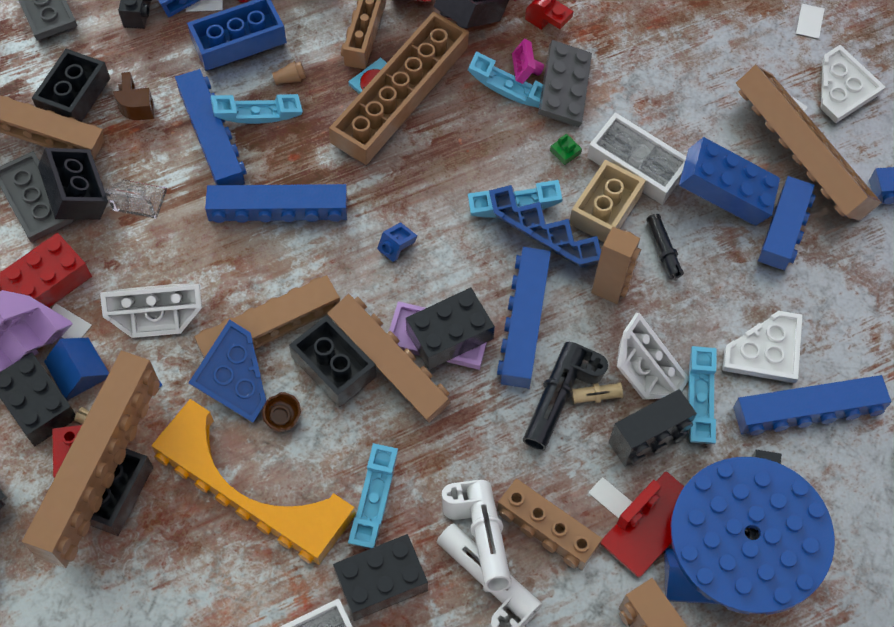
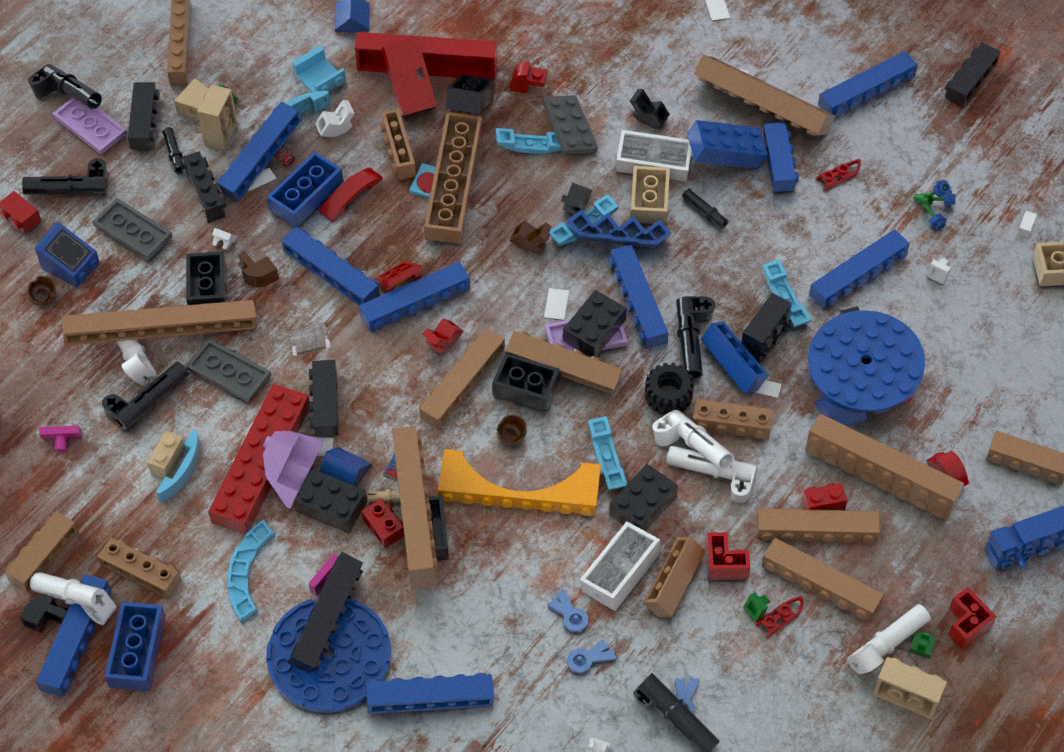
camera: 25 degrees left, 5 degrees down
(72, 184) = (259, 346): black brick -> none
(105, 273) = (324, 398): none -> black brick
(124, 48) = (227, 238): none -> white tile
(152, 309) = (377, 404): white wedge -> none
(232, 373) = (462, 420): blue plate -> none
(256, 111) = (357, 239): medium azure slope -> none
(272, 169) = (397, 275): none -> red piece
(278, 263) = (443, 336): none -> red brick
(283, 54) = (347, 191): none -> red slope
(290, 73) = (363, 202): medium nougat cone -> none
(395, 240) = (516, 286): blue bracket -> none
(430, 282) = (556, 303): none -> white sticker
(443, 191) = (530, 238): none -> reddish brown brick
(498, 430) = (669, 376): none -> black tyre
(522, 170) = (576, 199): none -> black brick
(524, 62) = (532, 121): dark pink tile -> none
(565, 149) = (597, 172): green tile -> none
(594, 447) = (734, 357): none -> blue brick
(613, 391) = (726, 317): tan pin -> none
(616, 265) = (686, 232): medium nougat brick -> none
(644, 526) = (795, 391): red bracket -> none
(648, 362) = (740, 286): white wedge -> none
(660, 103) = (647, 112): none -> black brick
(768, 349) = (812, 246): white plate -> none
(846, 84) = (767, 43): white plate -> none
(855, 271) = (841, 170): none -> red piece

